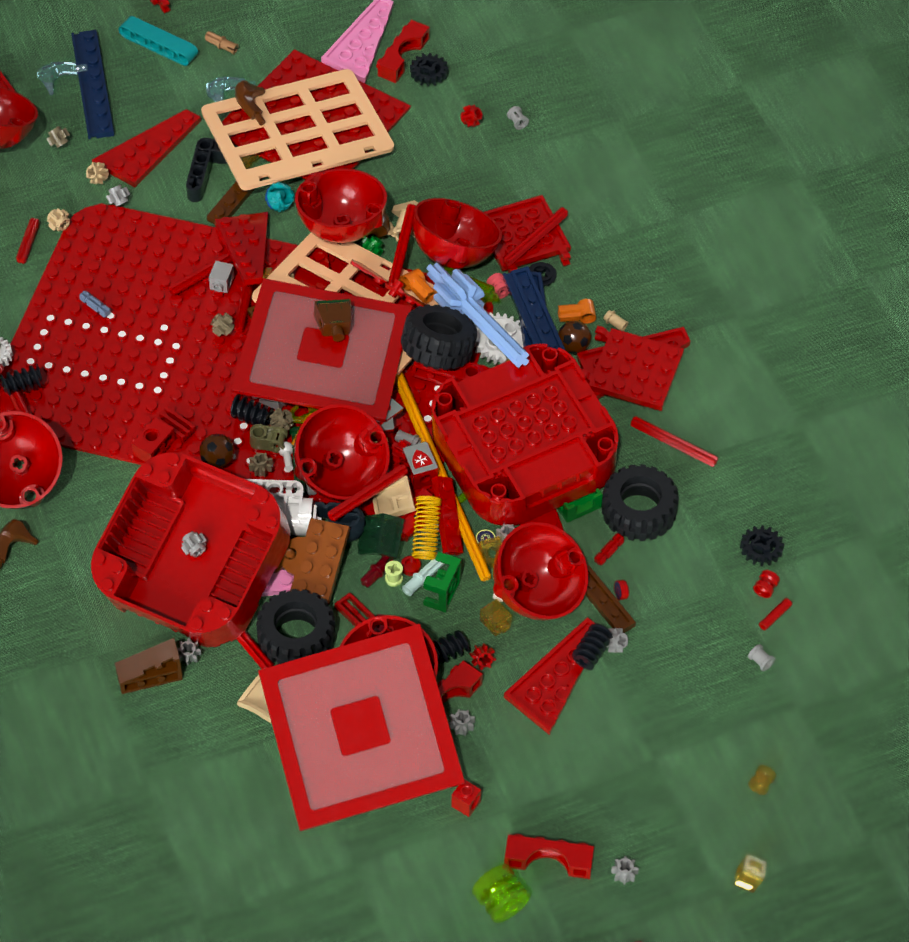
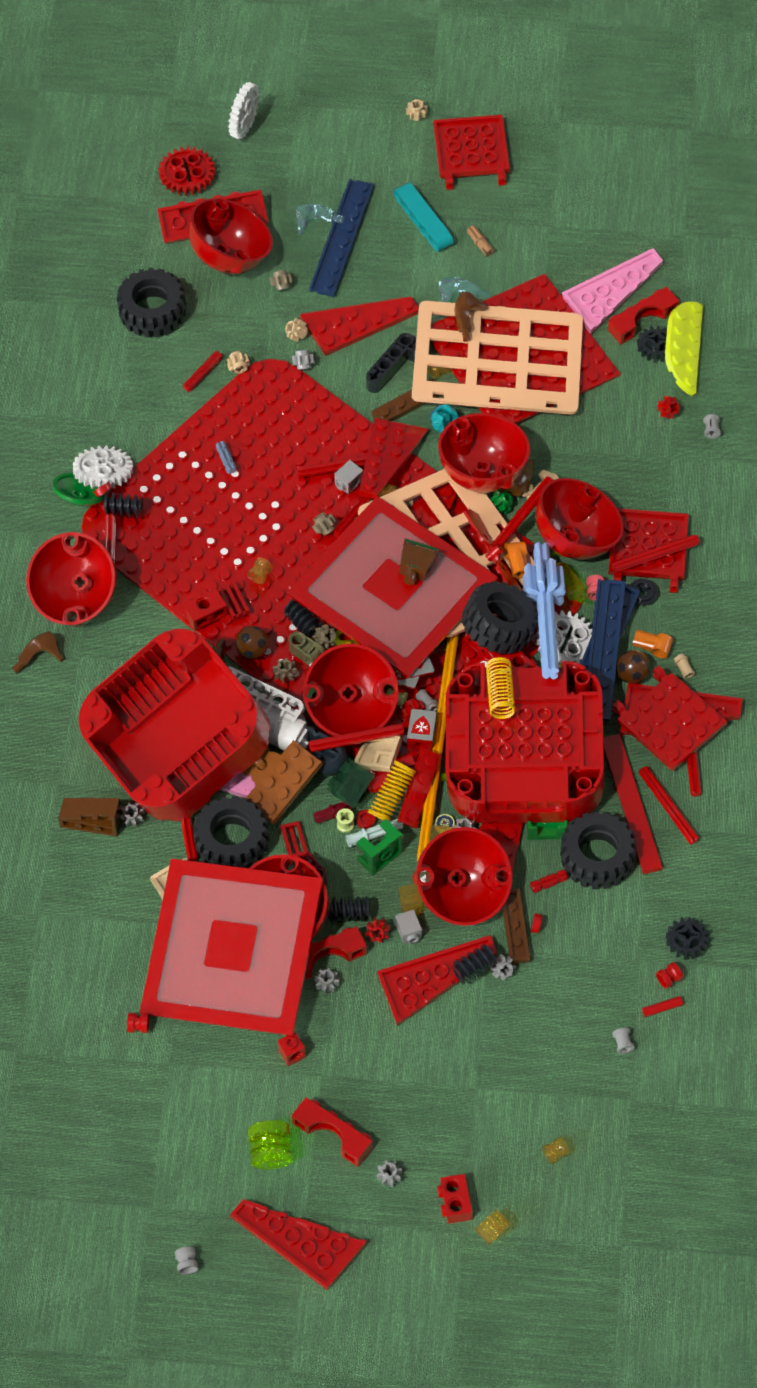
camera: 30 degrees right, 5 degrees up
(185, 389) = (260, 570): none -> clear yellow wheel
(193, 544) = (179, 721): light grey gear -> none
(304, 839) = (137, 1022): none -> red wheel
(454, 61) = (684, 344): none -> neon yellow plate
(495, 402) = (501, 703): none -> yellow piece
(508, 642) = (408, 927): none -> light grey brick
(642, 454) = (631, 803): none -> red tile
(680, 408) = (694, 777): none -> red axle
(703, 862) = (458, 1198): none -> red brick

